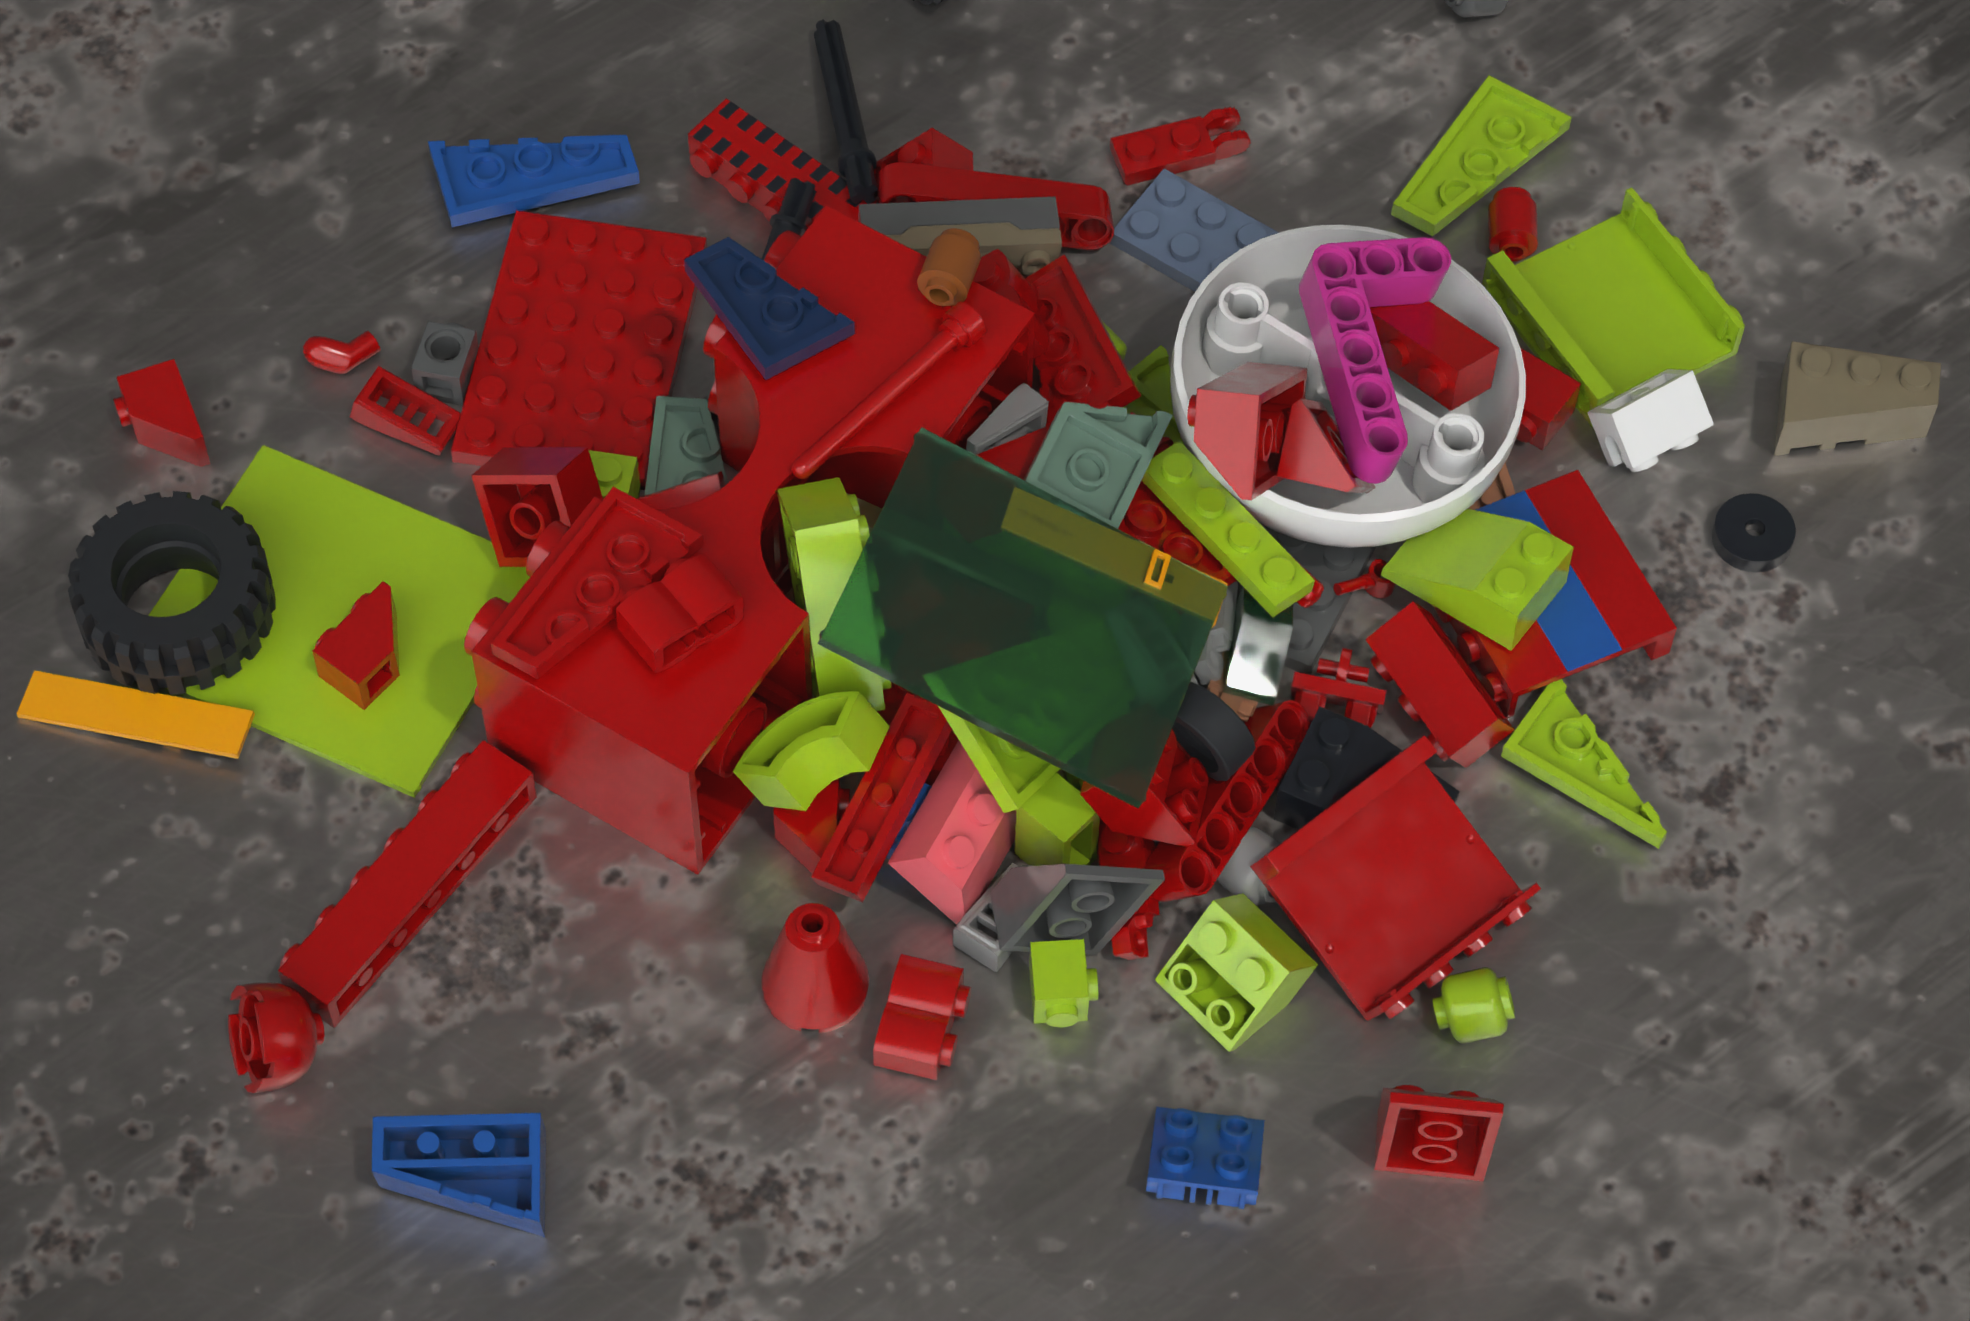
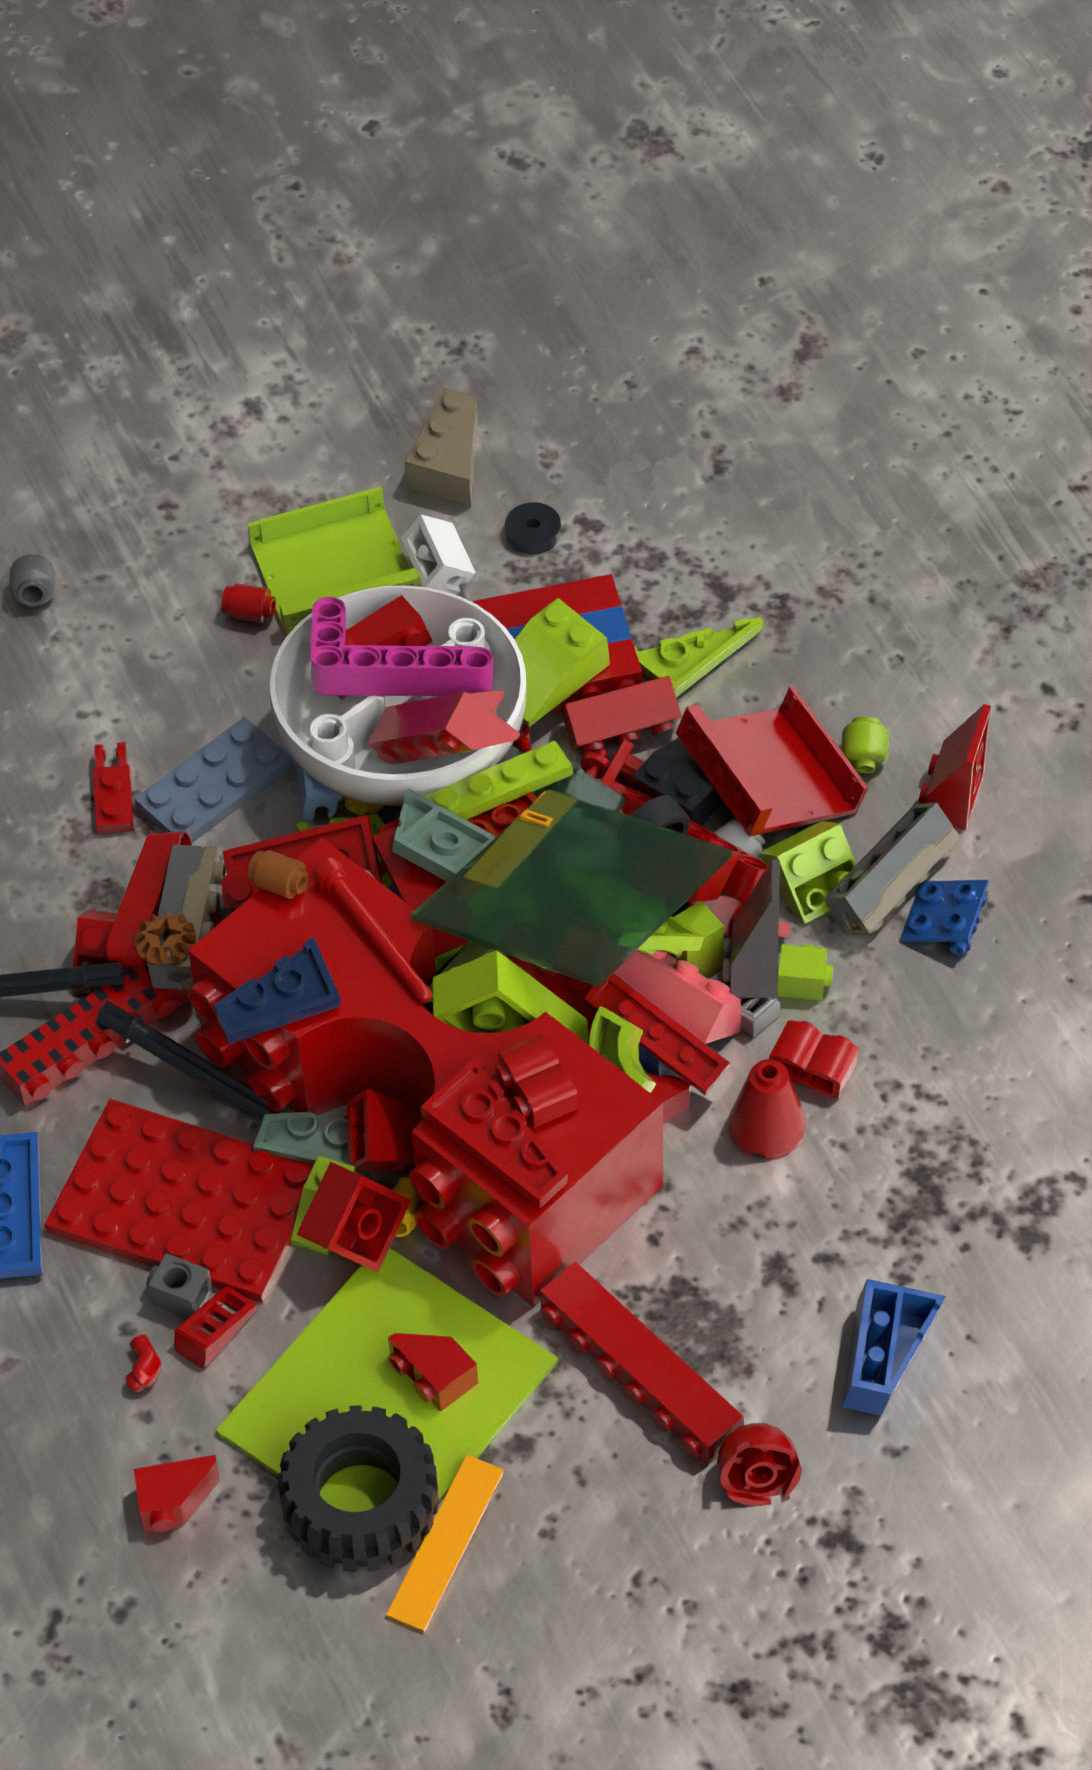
camera: 75 degrees left, 5 degrees down
(916, 215) = (175, 947): none -> dark orange gear
(1255, 1067) = (892, 868): none -> piece
(1480, 150) = (172, 606): lime wing -> none

